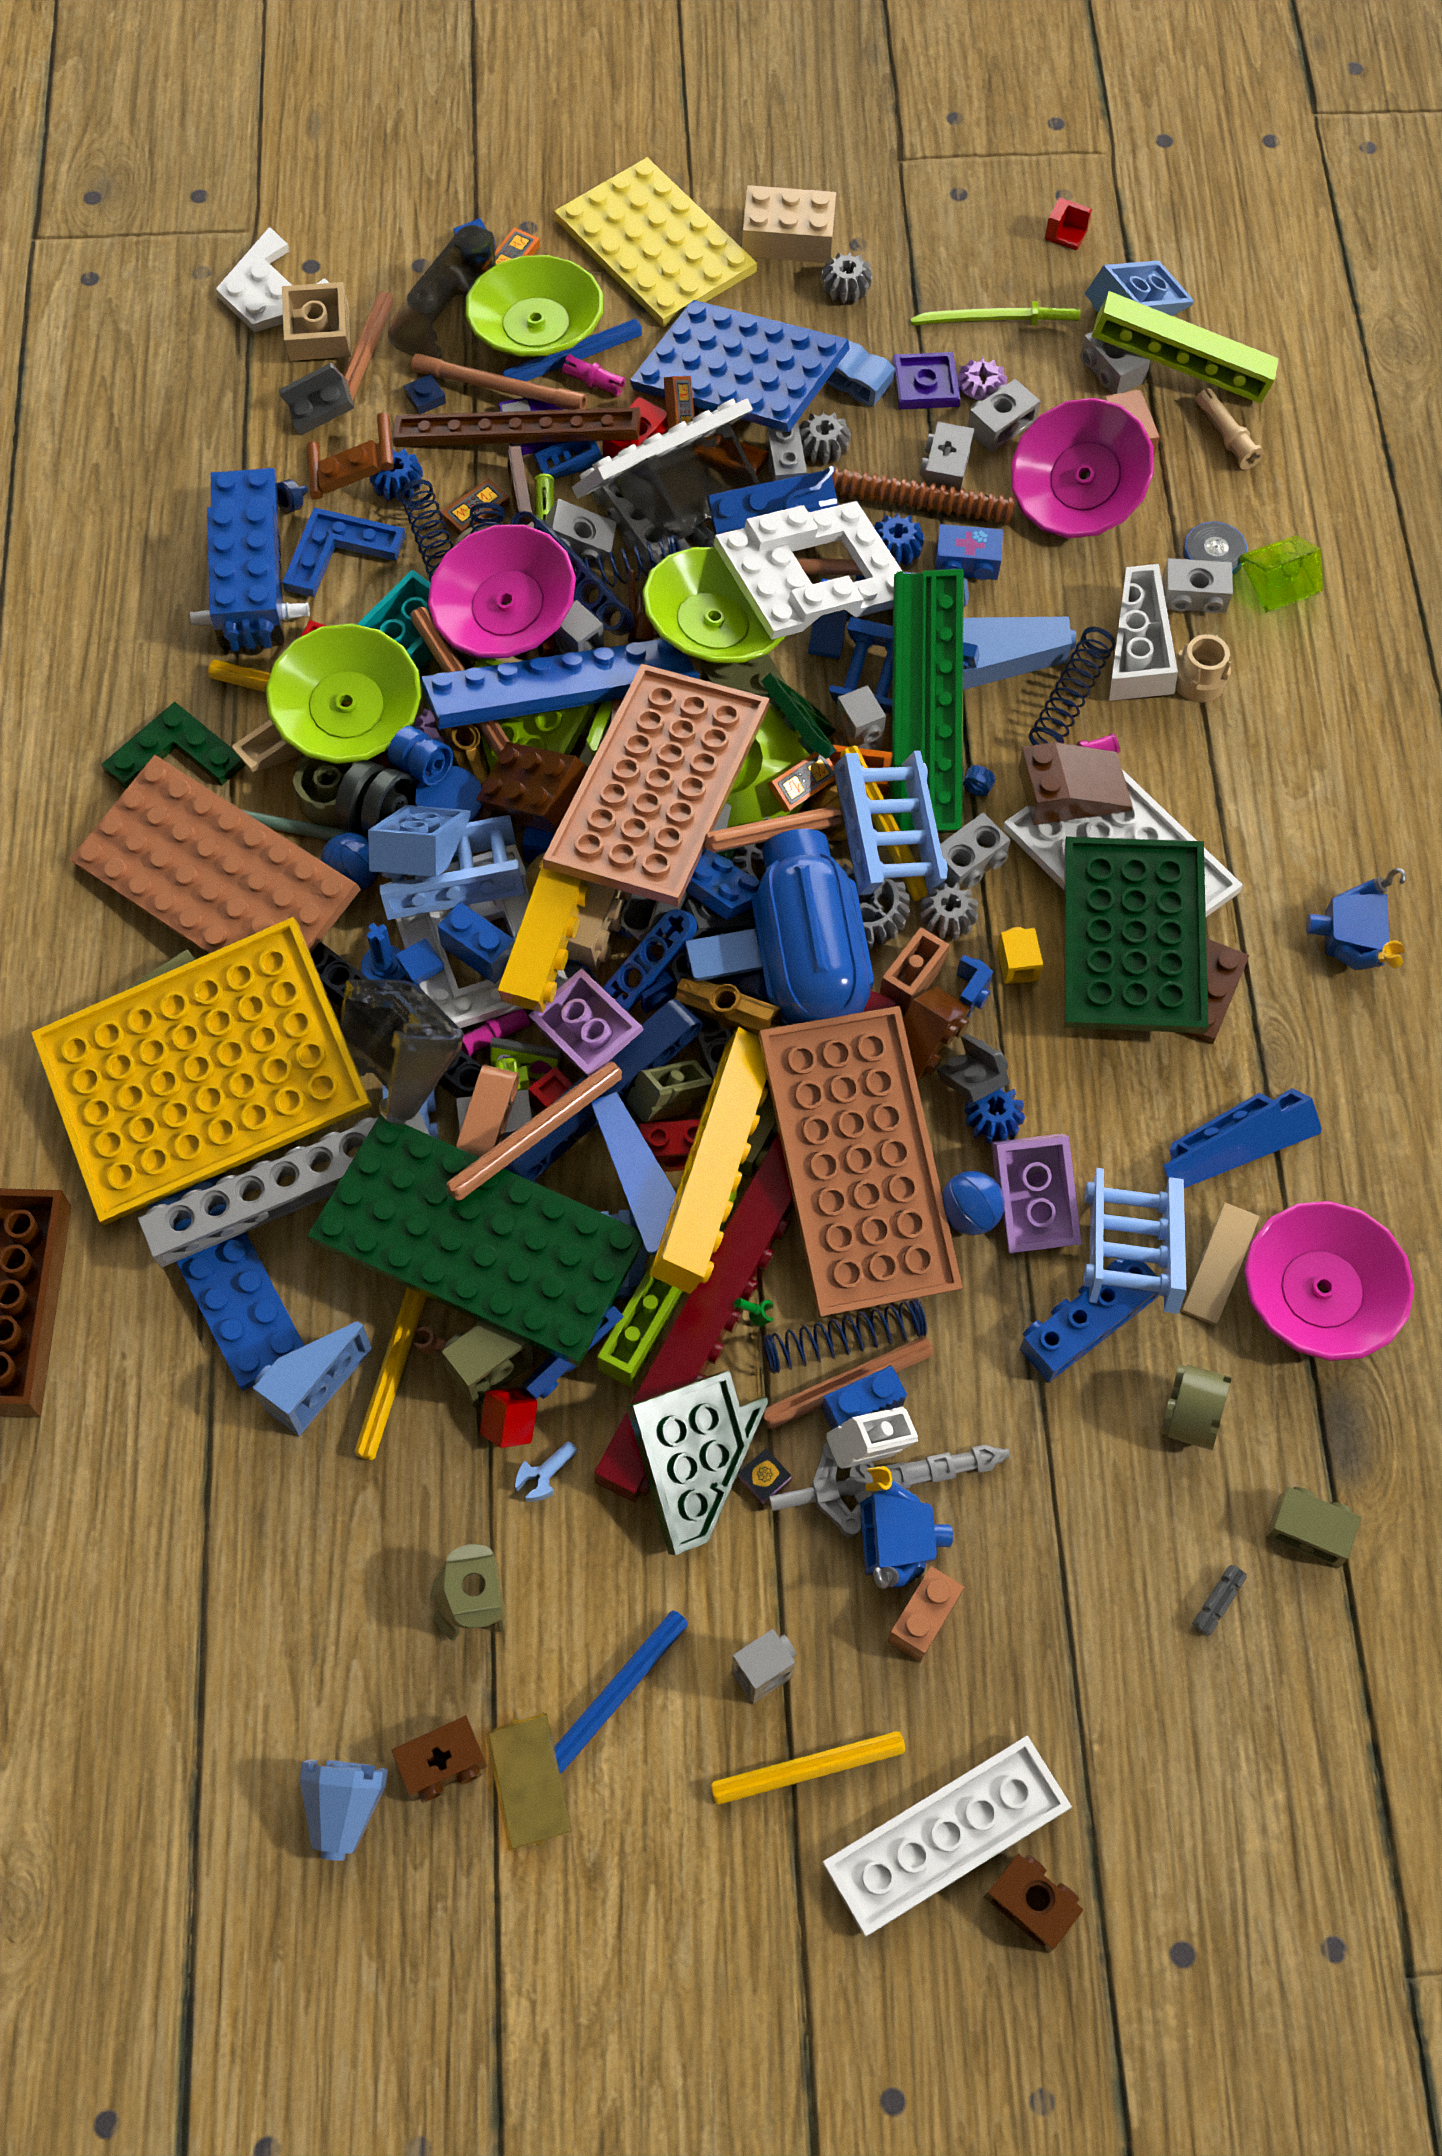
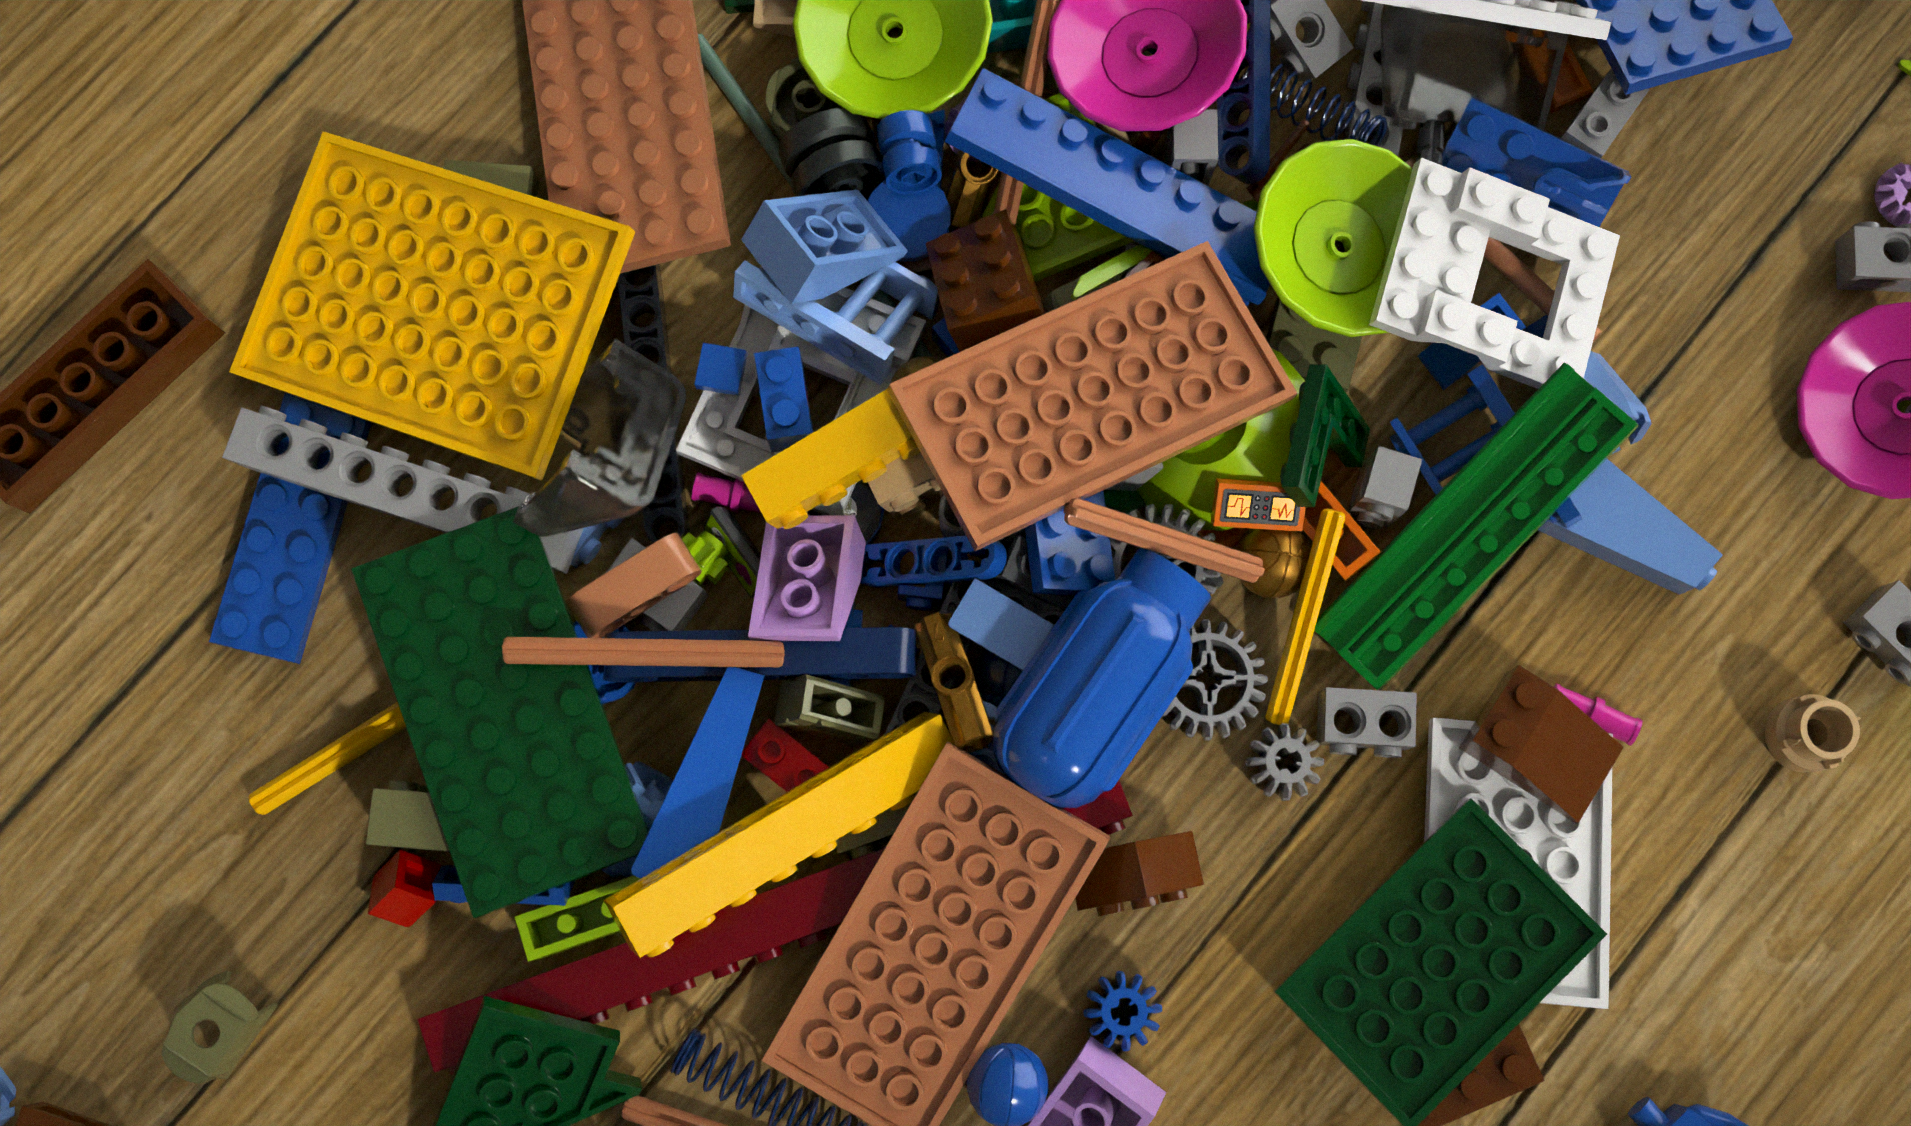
camera: 45 degrees right, 15 degrees up
(309, 1377) = (239, 697): medium blue slope -> none
(350, 856) = (748, 190): blue piece -> none
(381, 960) = (687, 335): blue piece -> none
(433, 1343) = (407, 754): nougat hand -> none
(544, 1472) = (392, 967): light blue bar -> none
(547, 1090) = (725, 609): red panel -> none
(756, 1311) = (711, 995): green hand -> none
(824, 437) = (1676, 113): light grey gear -> none
(862, 375) = (1782, 85): medium blue brick -> none
(864, 839) = (1282, 586): light blue fence -> none
(901, 538) = (1646, 304): blue gear -> none
(914, 968) = (1185, 796): nougat brick -> none
(923, 496) = (1708, 280): dark orange piece -> none
(926, 380) = (1846, 146): dark purple tile -> none
(948, 455) = (1798, 250): light grey brick -> none
(971, 549) = (1693, 387): brick -> none
(977, 1071) = (1138, 956): dark grey bracket -> none
(979, 780) = (1453, 649): blue axle -> none
(979, 980) = (1227, 871): blue bracket -> none
(1019, 955) = (1309, 871): yellow brick -> none
(1092, 649) = (1574, 669): dark blue piece -> none
(1144, 644) = (1776, 652): white wedge -> none

